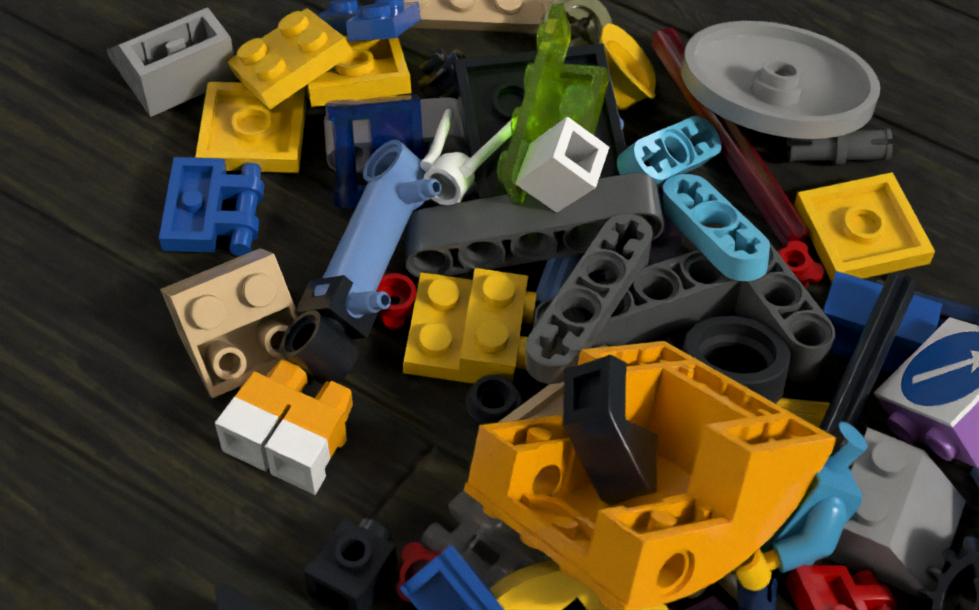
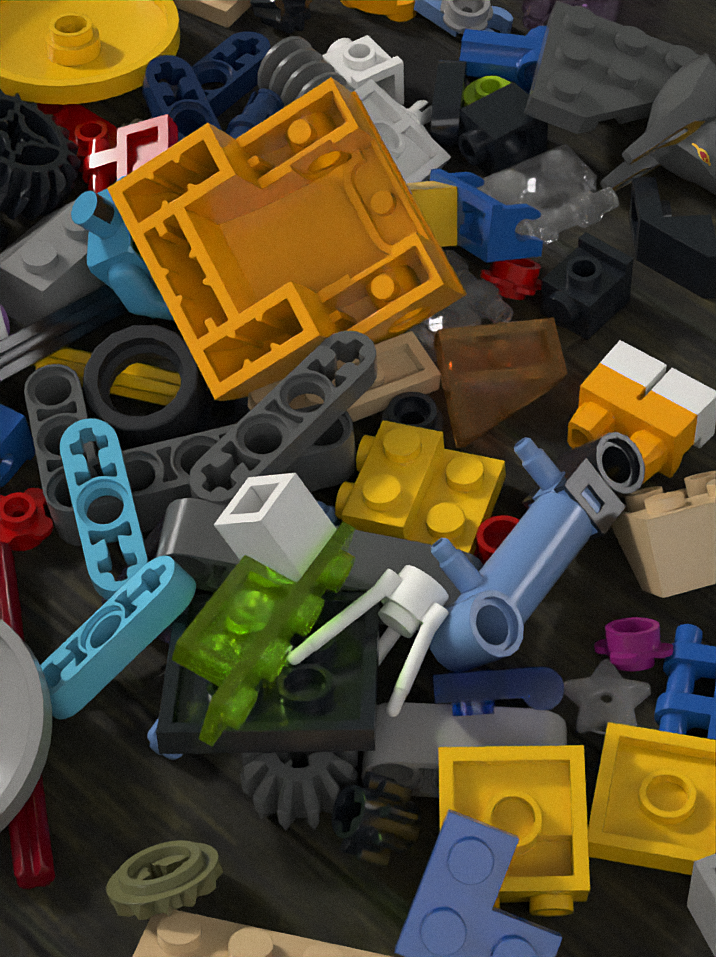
camera: 165 degrees left, 5 degrees down
(285, 212) = (633, 643): none -> magenta plate
(289, 57) = (607, 828): yellow plate -> none
(302, 204) = (605, 681): none -> clear plate
(422, 457) = (495, 371): none -> clear orange wing
(612, 449) = (315, 261): black slope -> none
(628, 67) = (124, 797): yellow piece -> none

